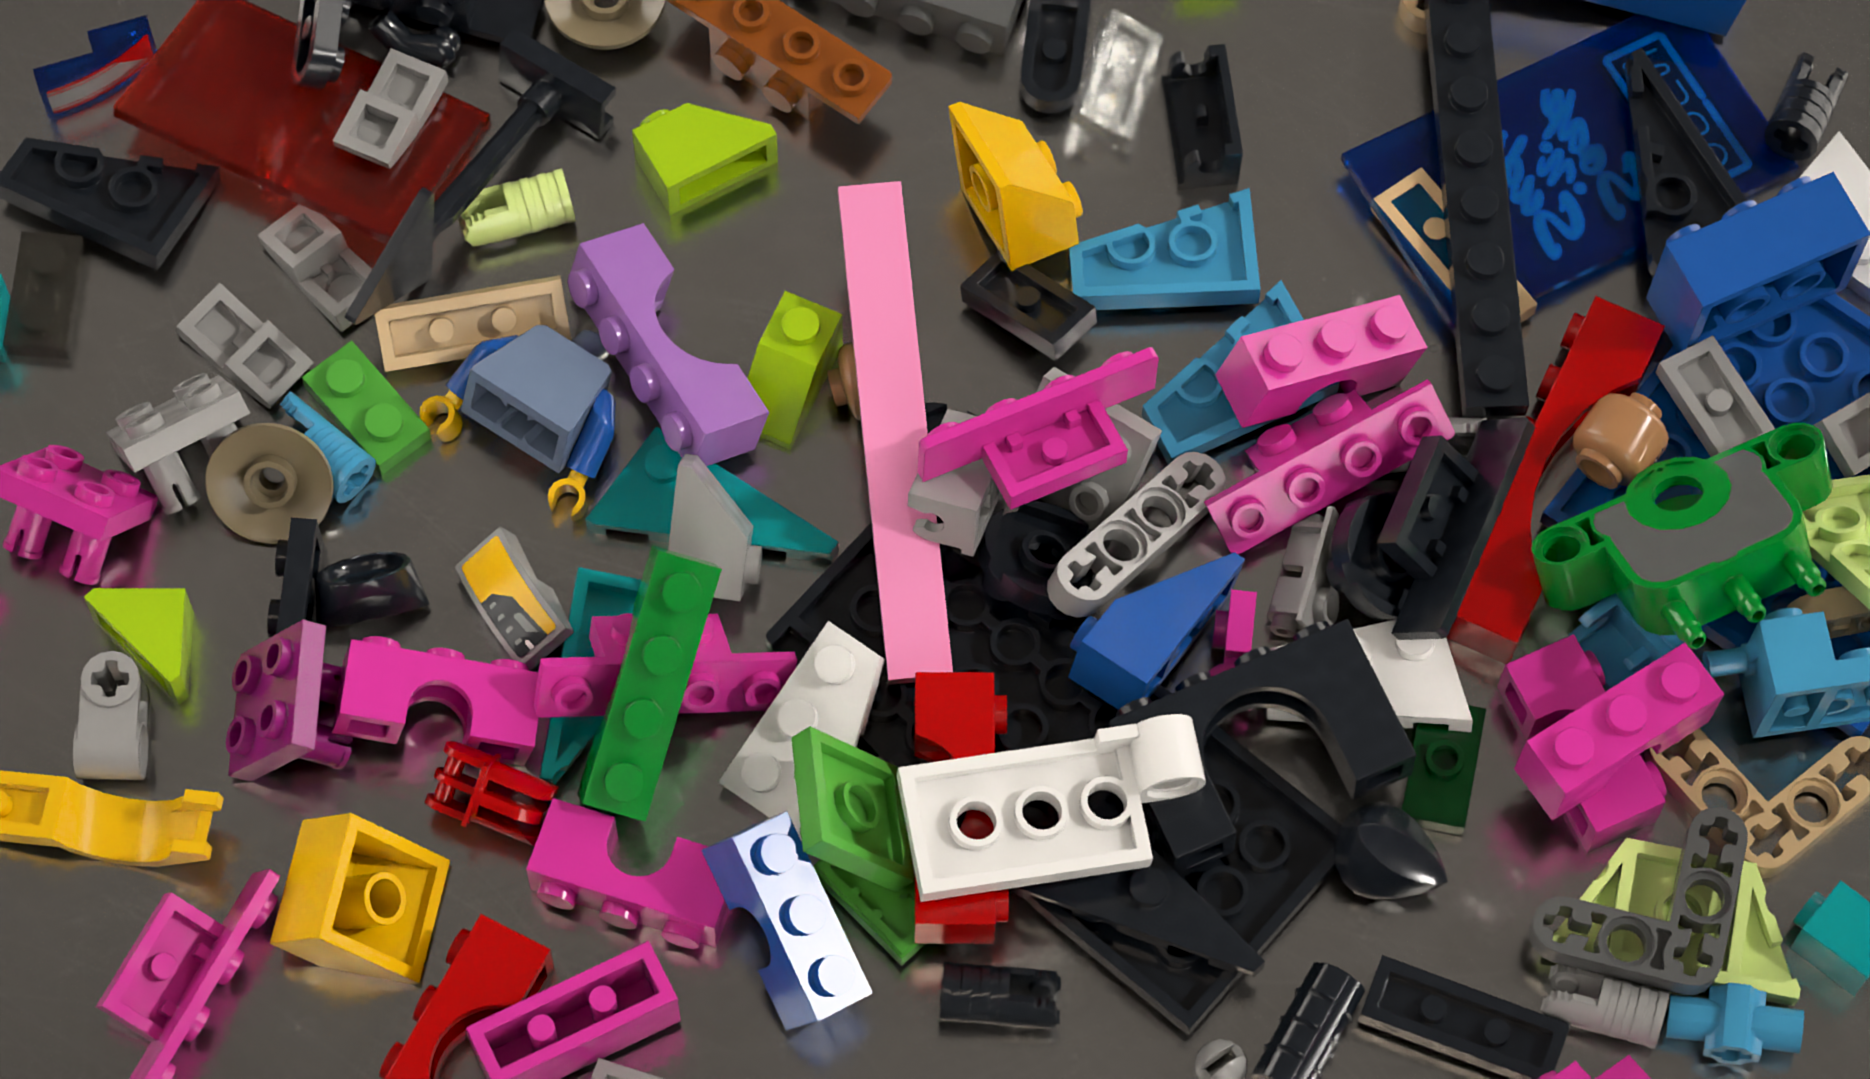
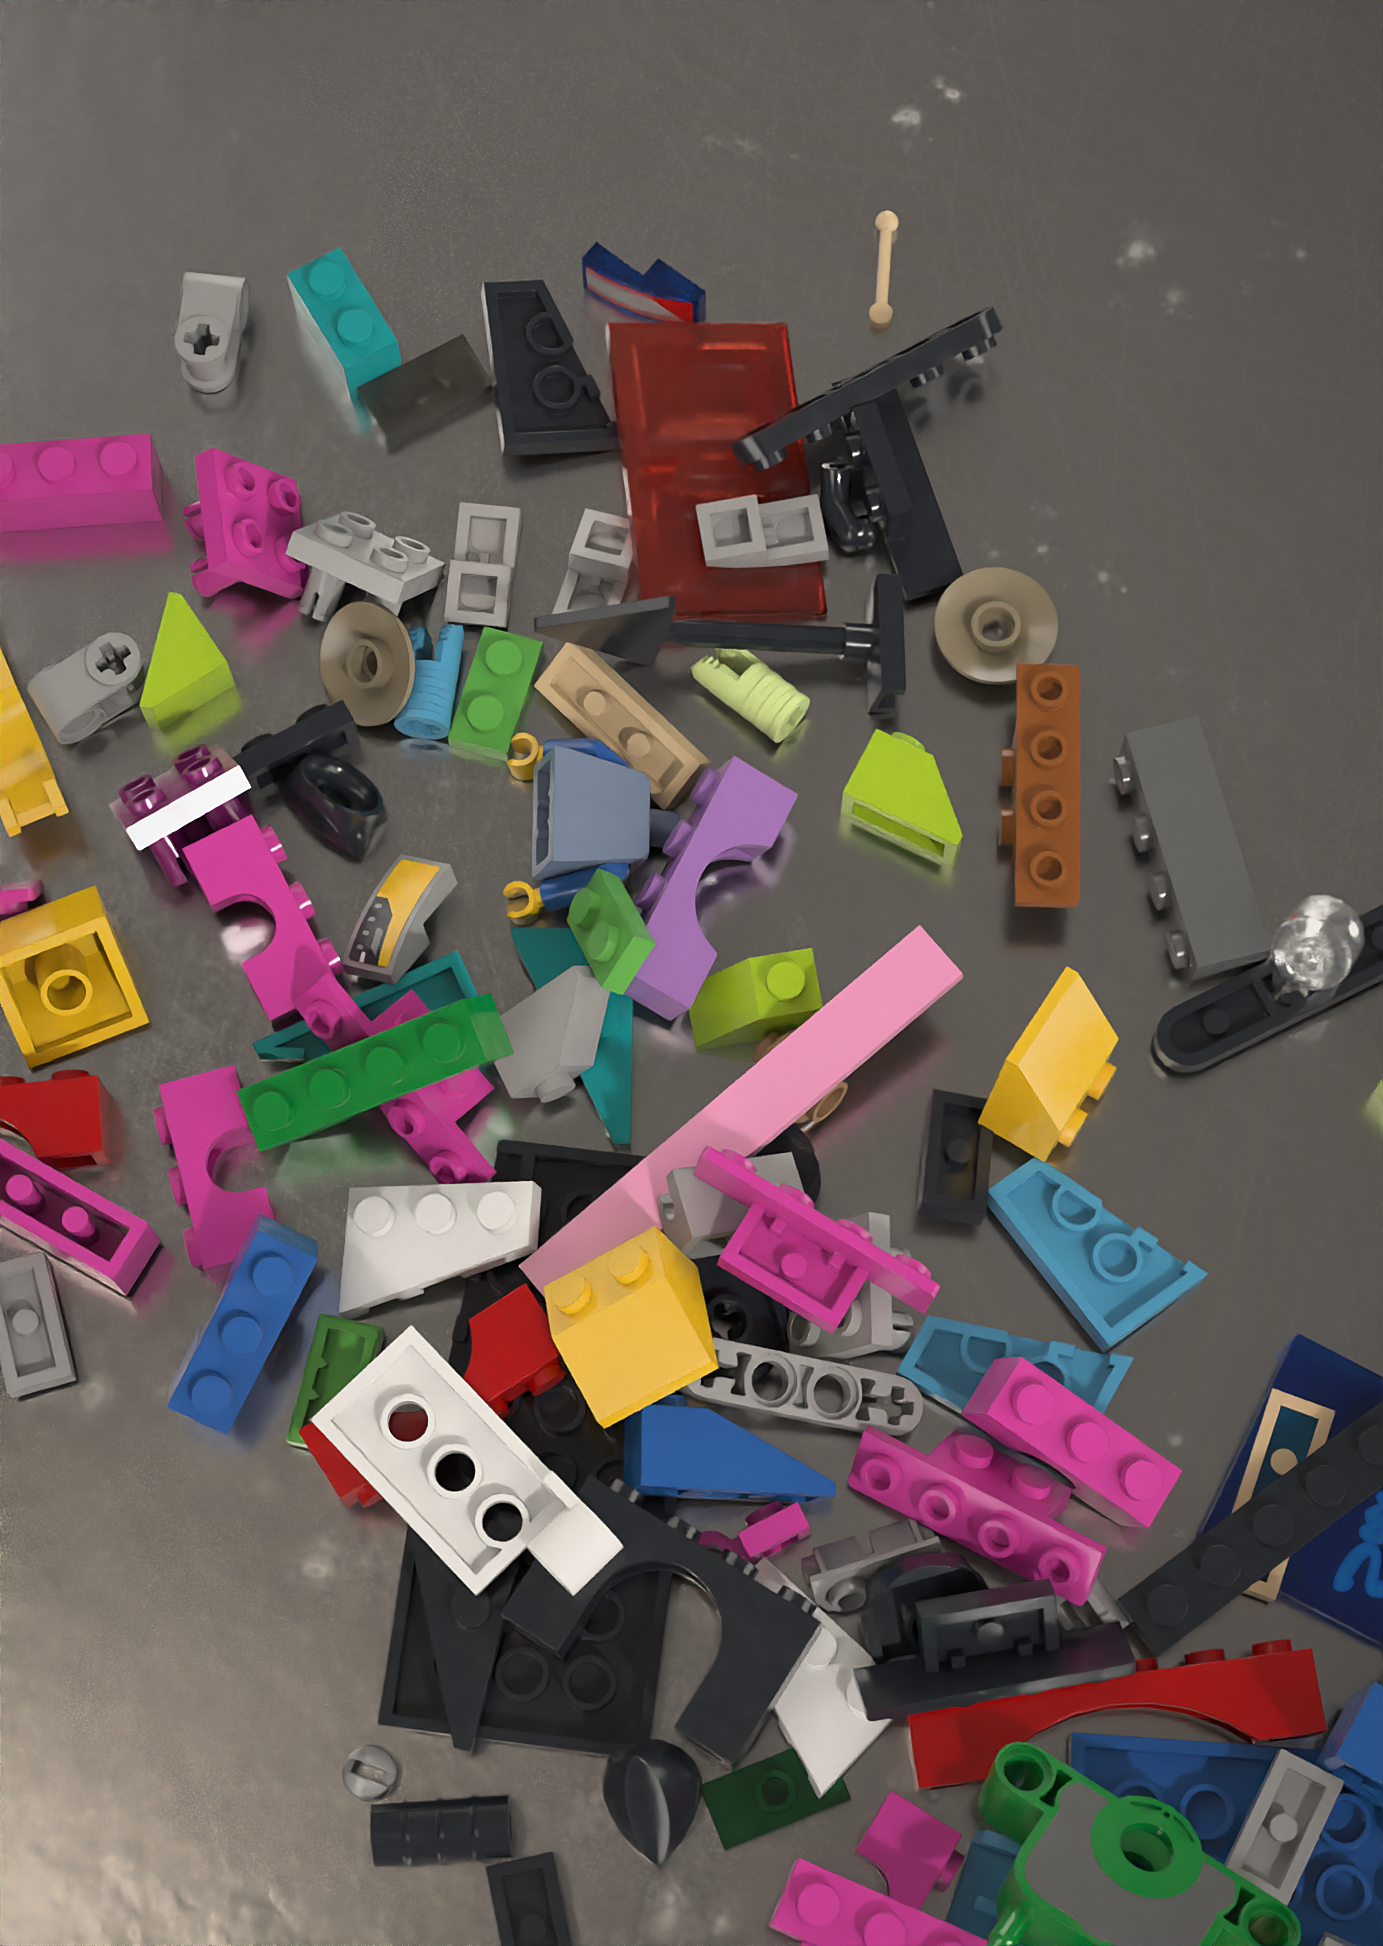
camera: 60 degrees right, 5 degrees up
(500, 797) = (214, 1012): red arm -> none
(663, 426) = (609, 931): none -> bright green plate
(851, 809) = (367, 1303): bright green plate -> none
(999, 995) = (300, 1530): black hinge -> none
(1013, 608) = (632, 1325): none -> yellow slope
(1116, 78) = (1229, 1091): clear plate -> none
(1202, 120) = (1243, 1191): black hinge -> none
(1619, 439) = (1178, 1759): medium nougat head -> none

